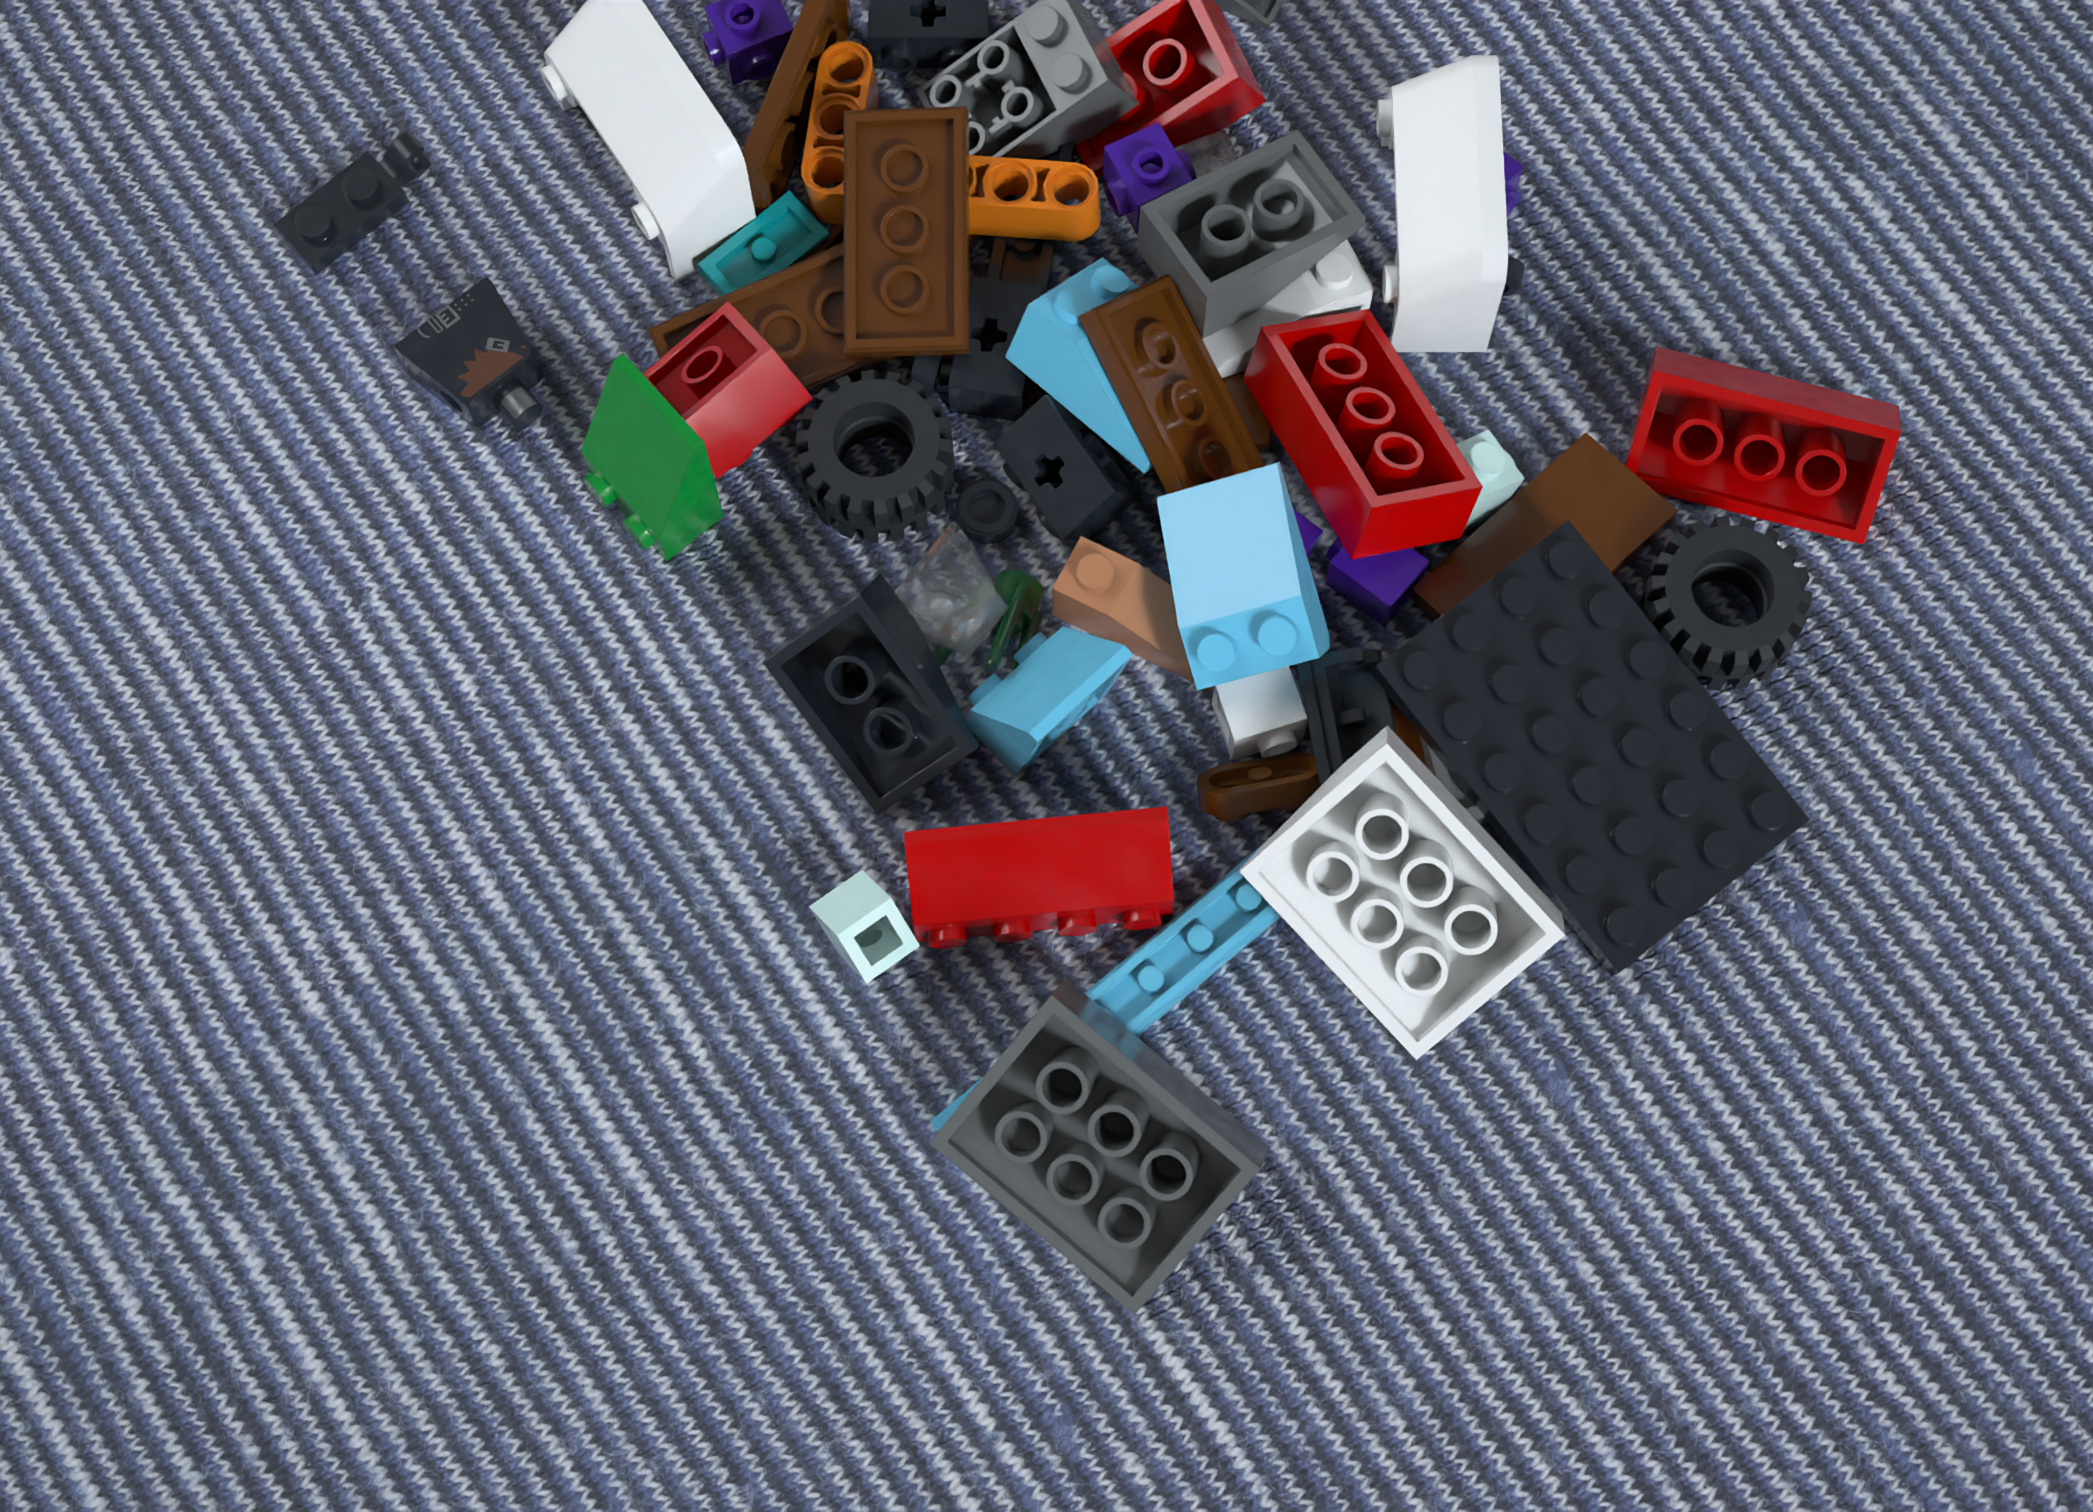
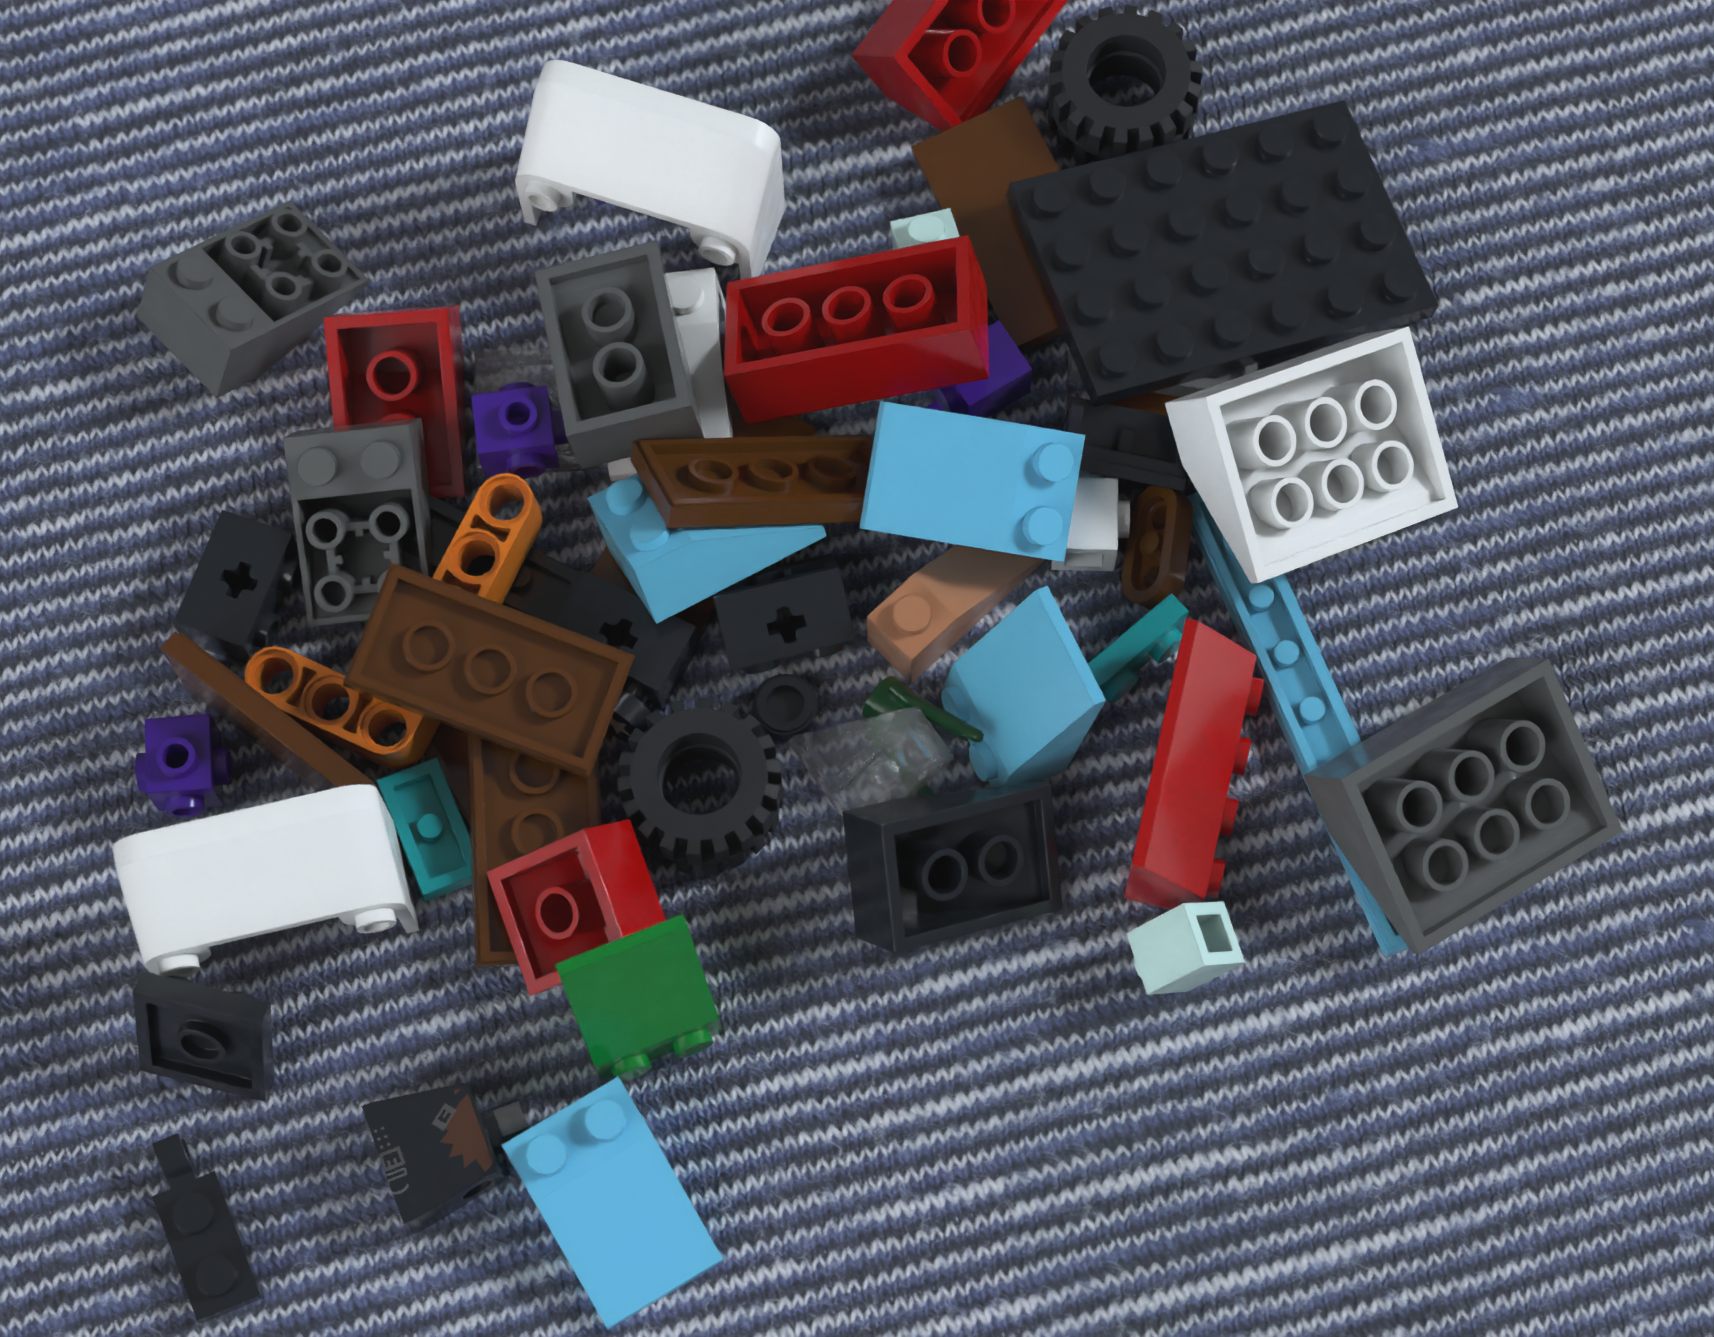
camera: 70 degrees left, 0 degrees up
(475, 513) = (613, 1203): none -> medium azure slope
(510, 132) = (204, 1035): none -> black plate
(1123, 782) = (1152, 637): none -> teal plate

